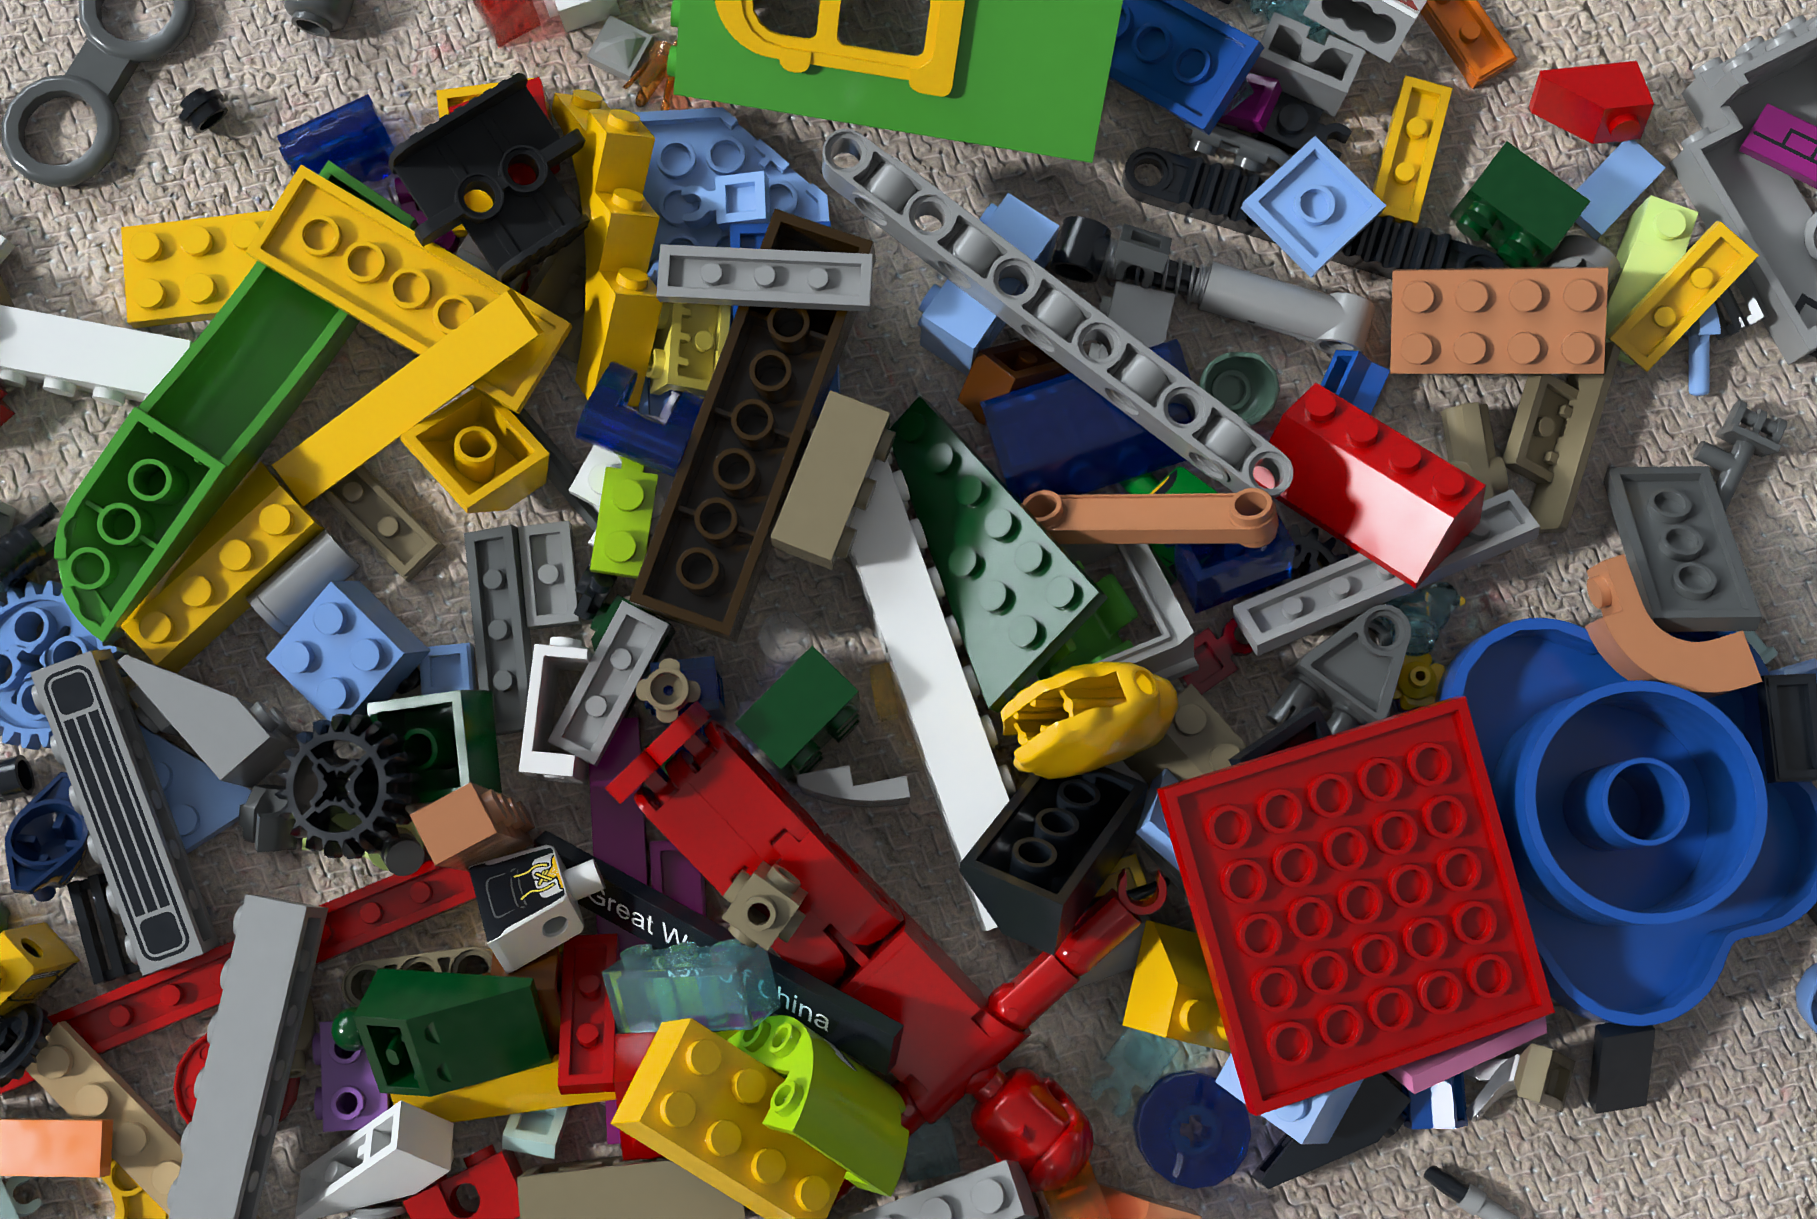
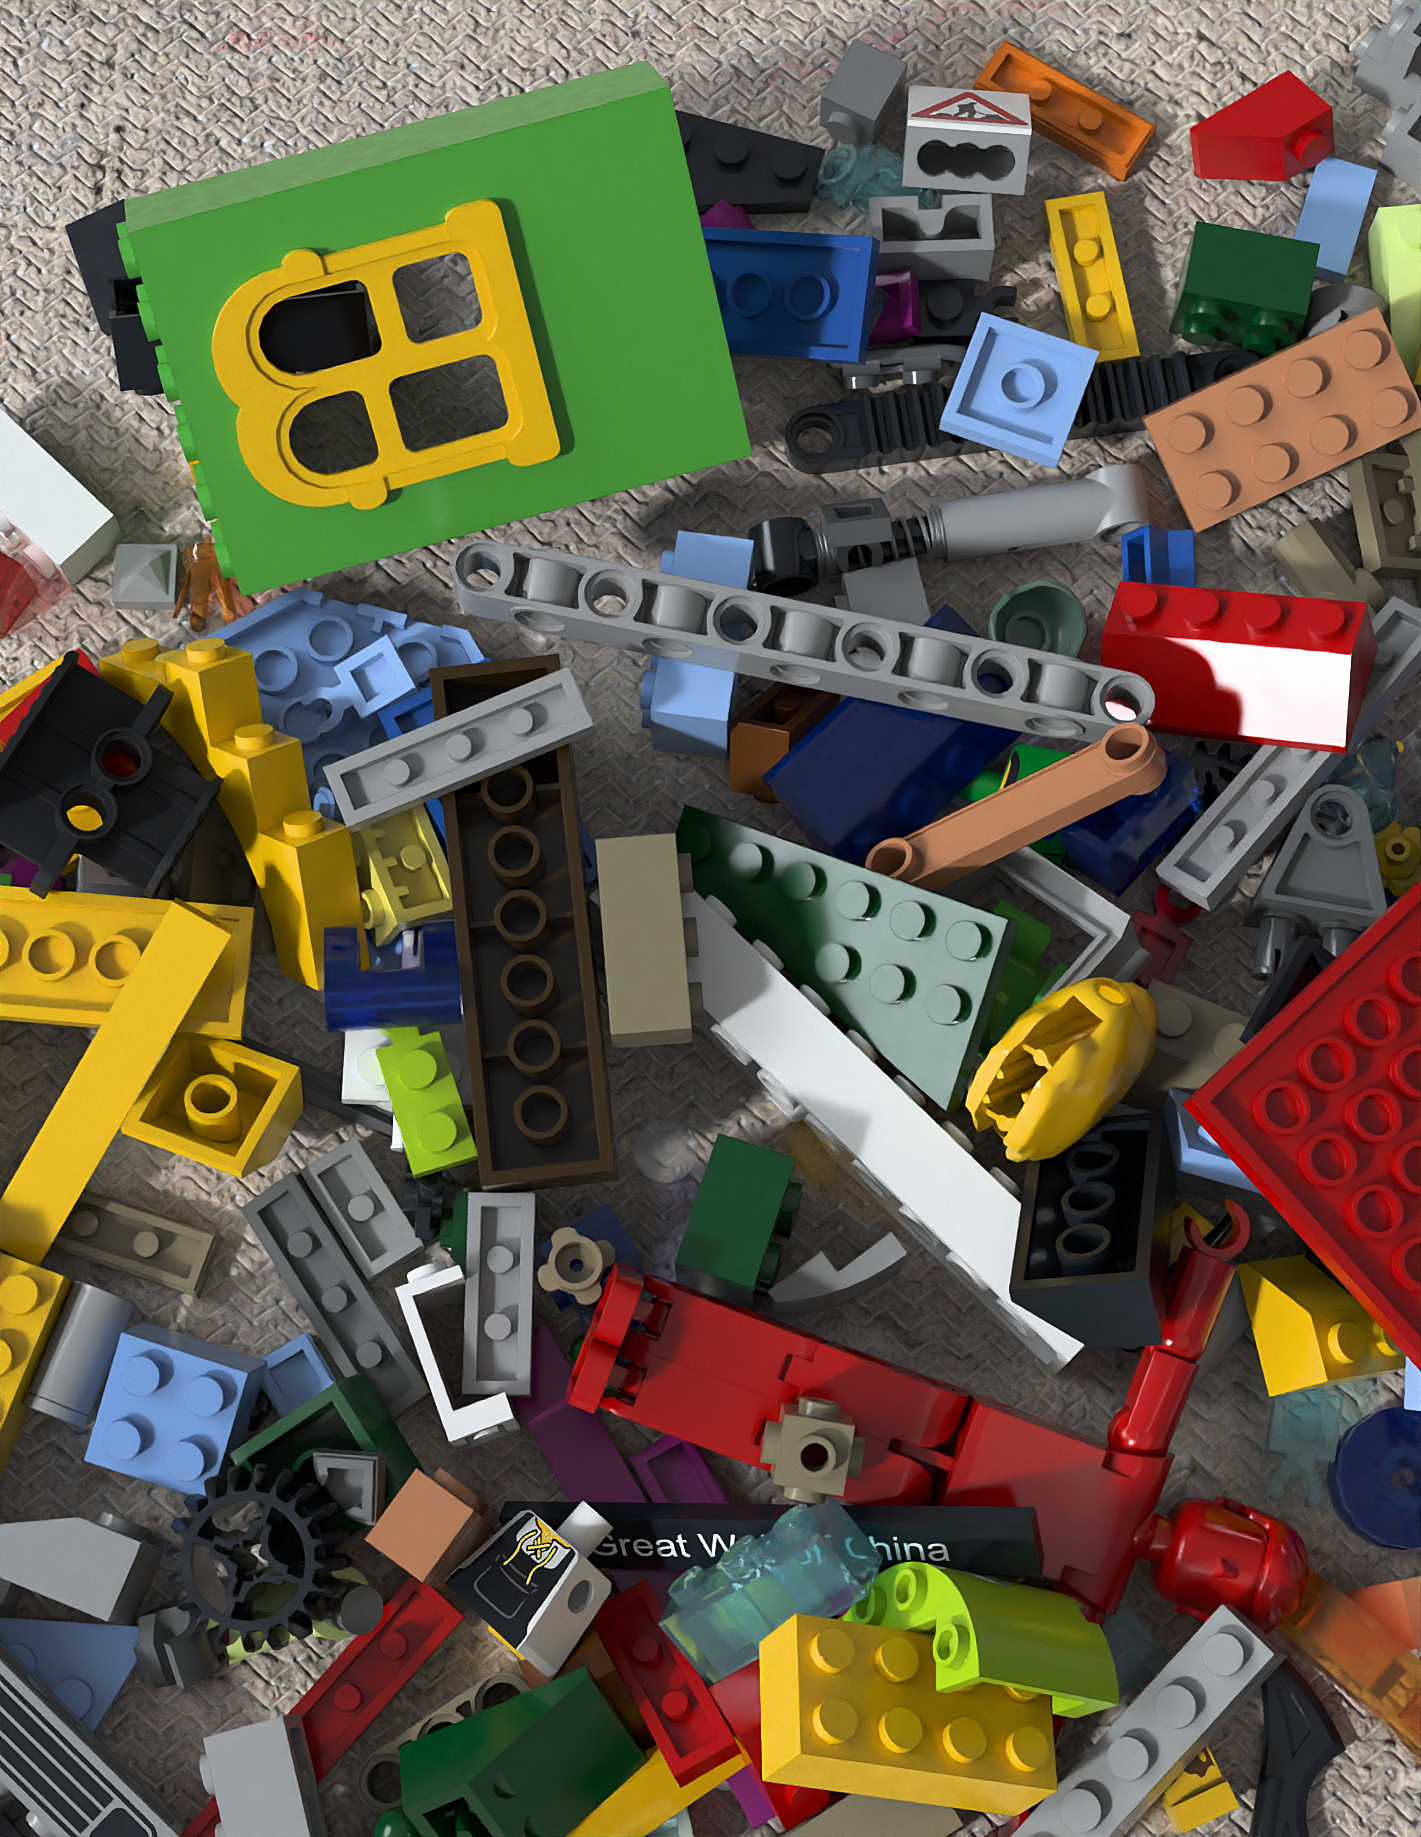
camera: 20 degrees left, 5 degrees down
(439, 765) = (353, 1481): none -> dark grey tile

